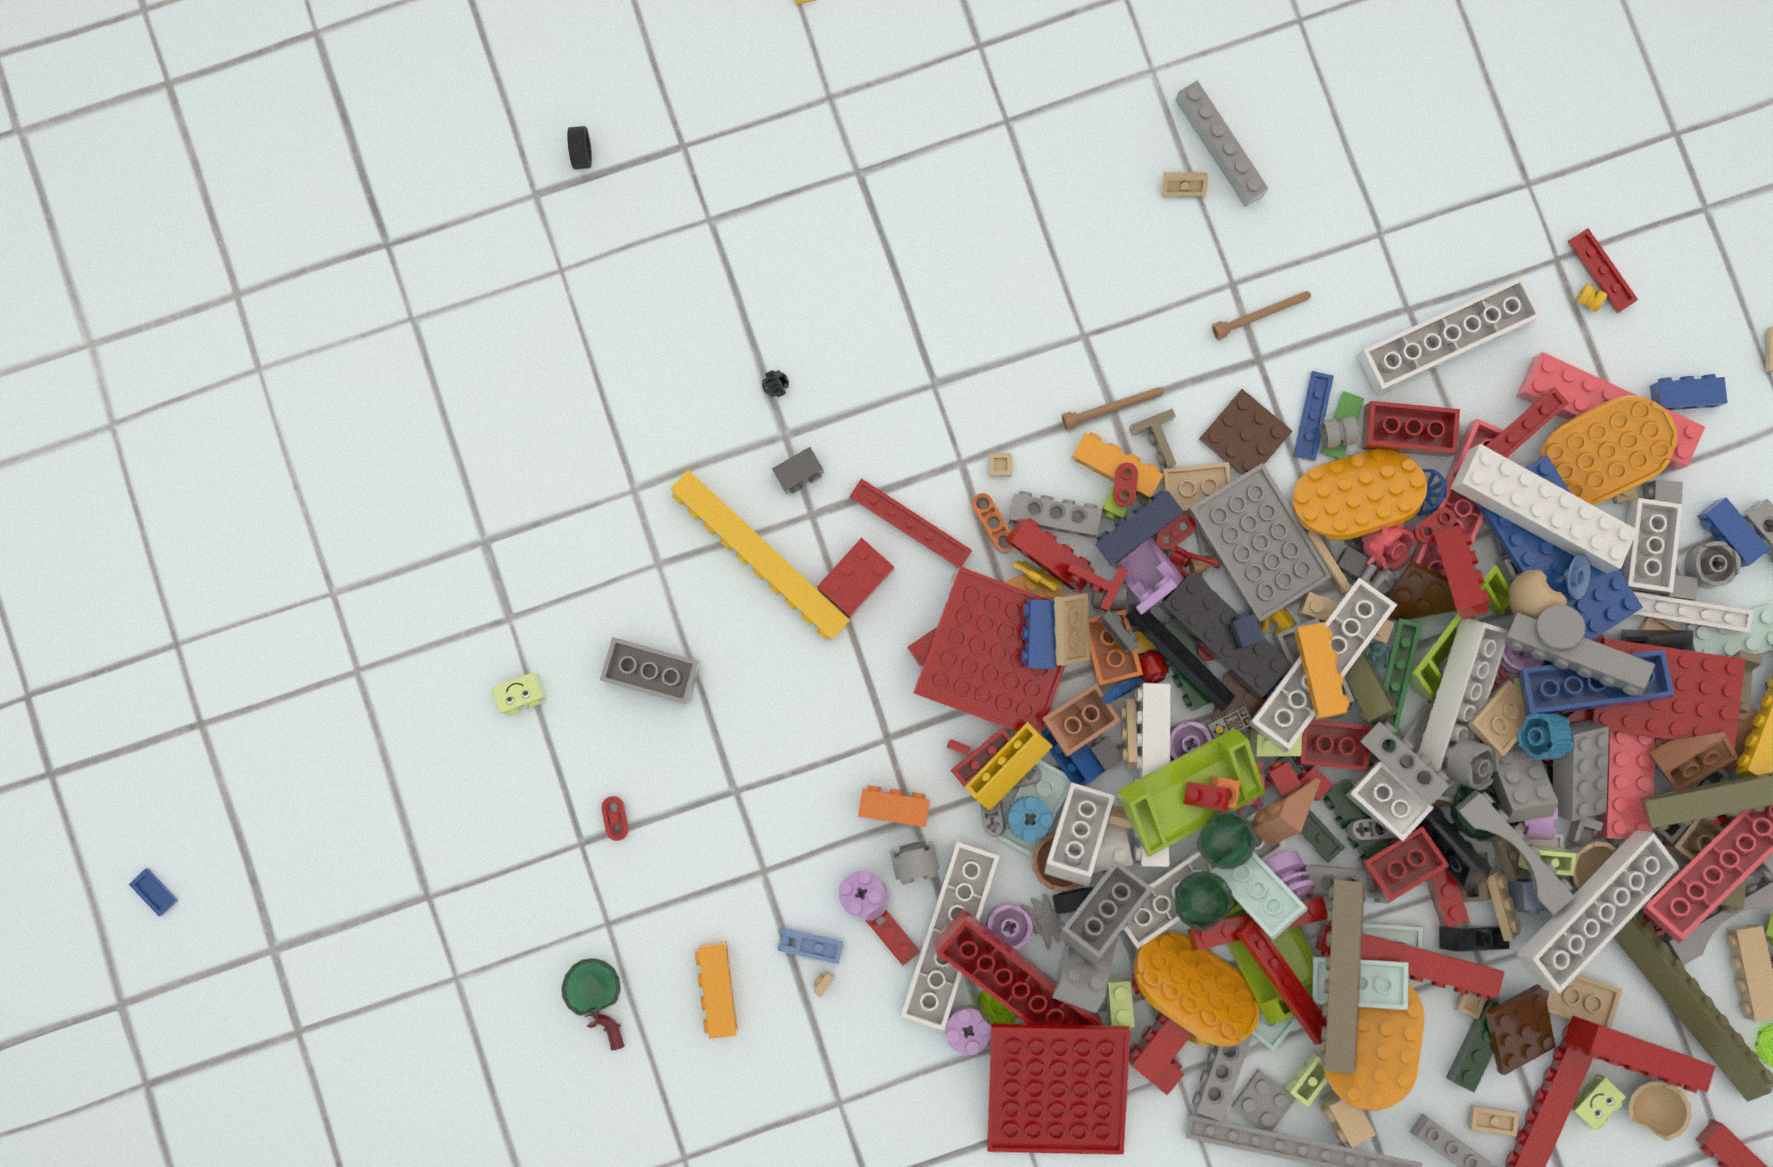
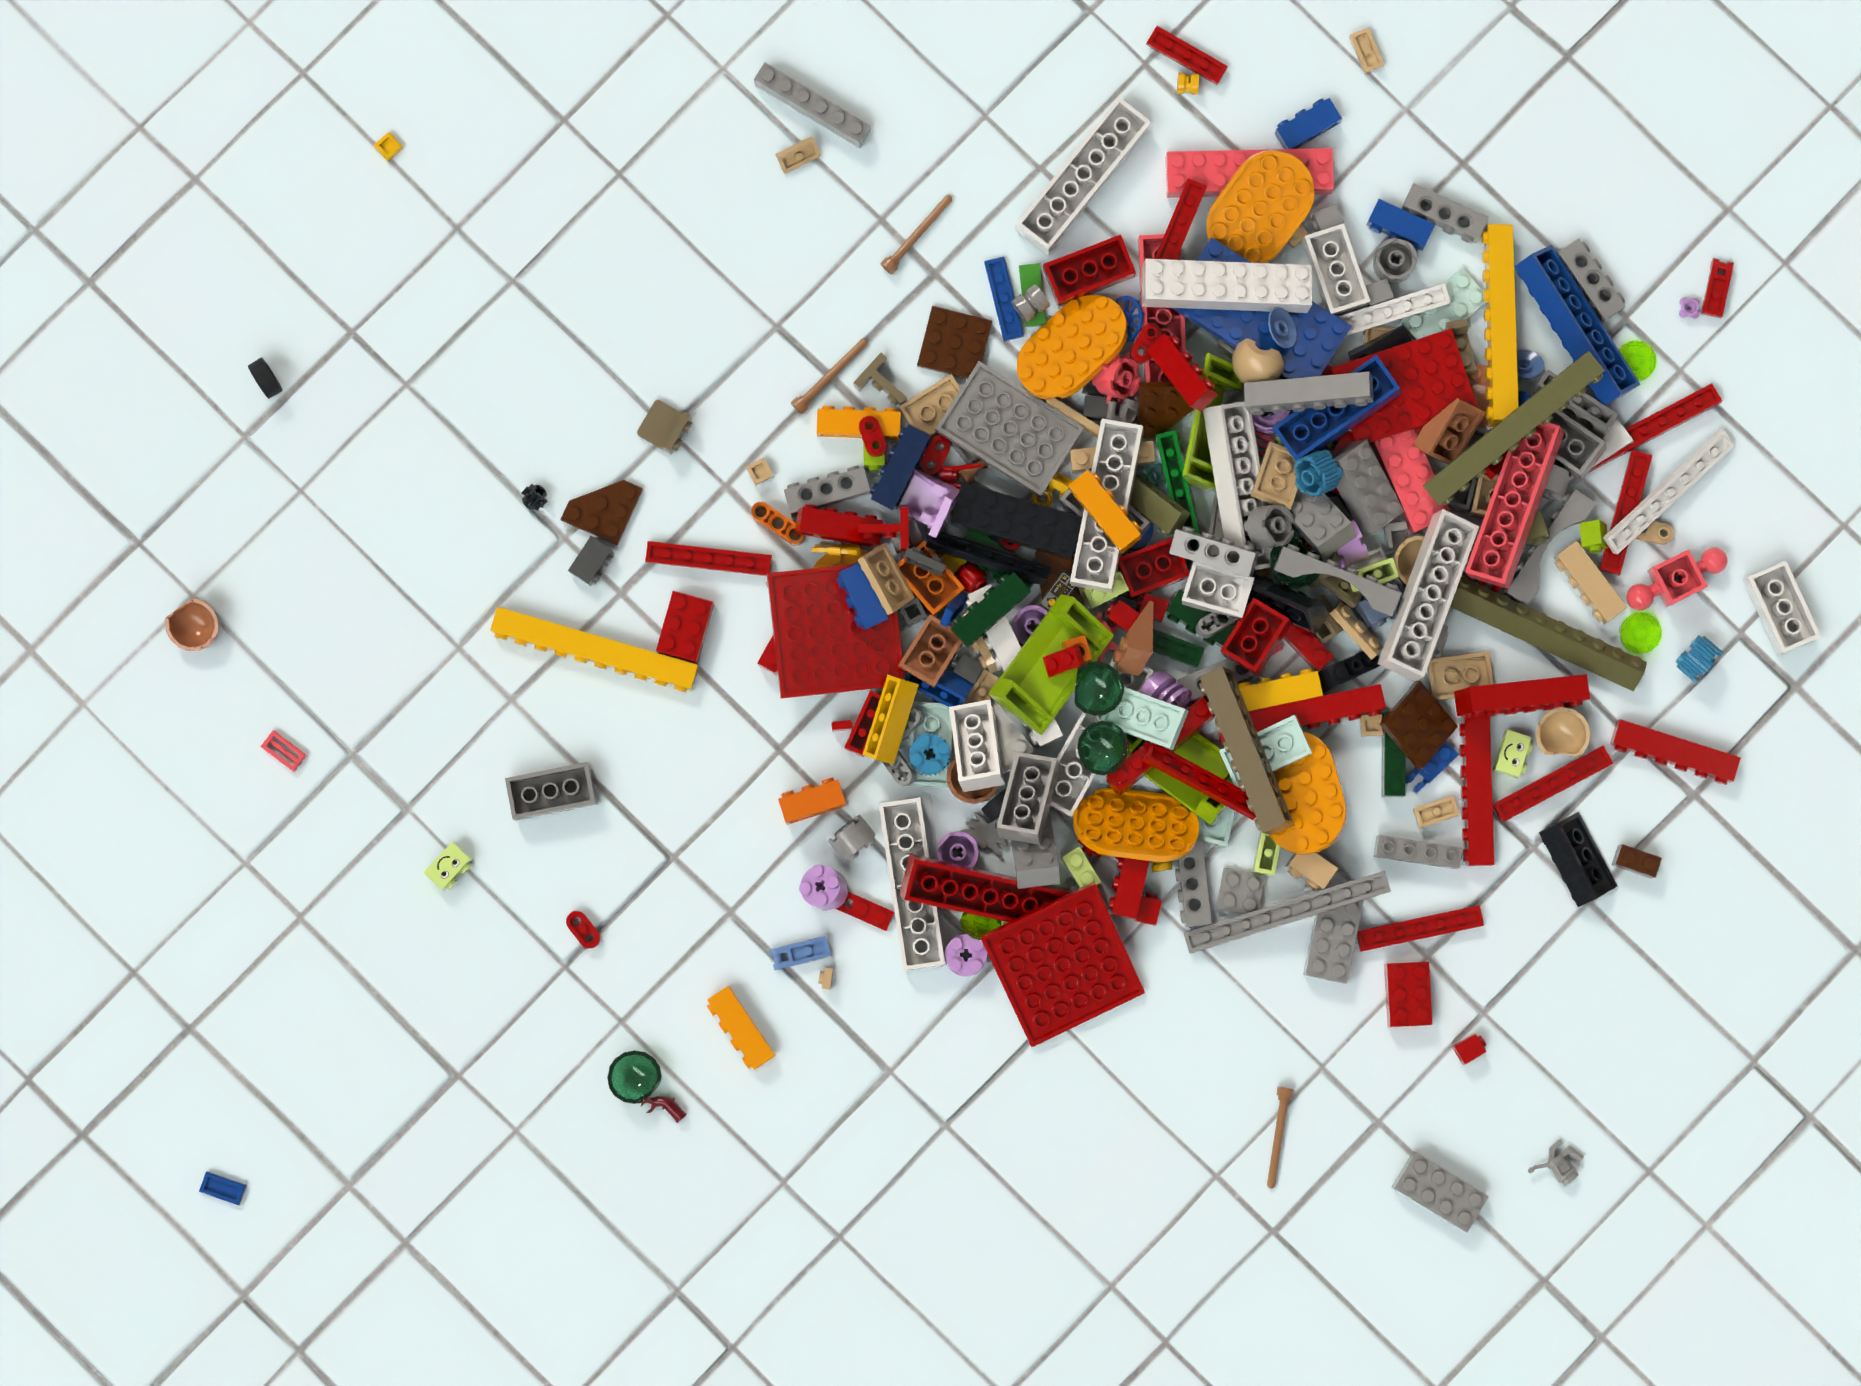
camera: 30 degrees left, 0 degrees up
(394, 345) = (192, 625): none -> nougat cylinder
(429, 522) = (297, 761): none -> coral tile
(834, 429) = (604, 510): none -> reddish brown plate
(931, 378) = (665, 426): none -> dark tan bracket
(1080, 673) = (913, 612): none -> dark grey brick
(1112, 779) = (982, 688): none -> tan plate
(1119, 818) = (1003, 717): tan plate -> none
(1158, 710) = (990, 610): none -> dark green brick
(1246, 630) = (1029, 508): dark blue brick -> none
(1403, 929) = (1281, 691): none -> yellow brick
(1524, 1073) = (1435, 766): none -> blue hinge
(1560, 627) = (1282, 378): light grey tile -> none
(1622, 1151) = (1552, 783): none -> red plate

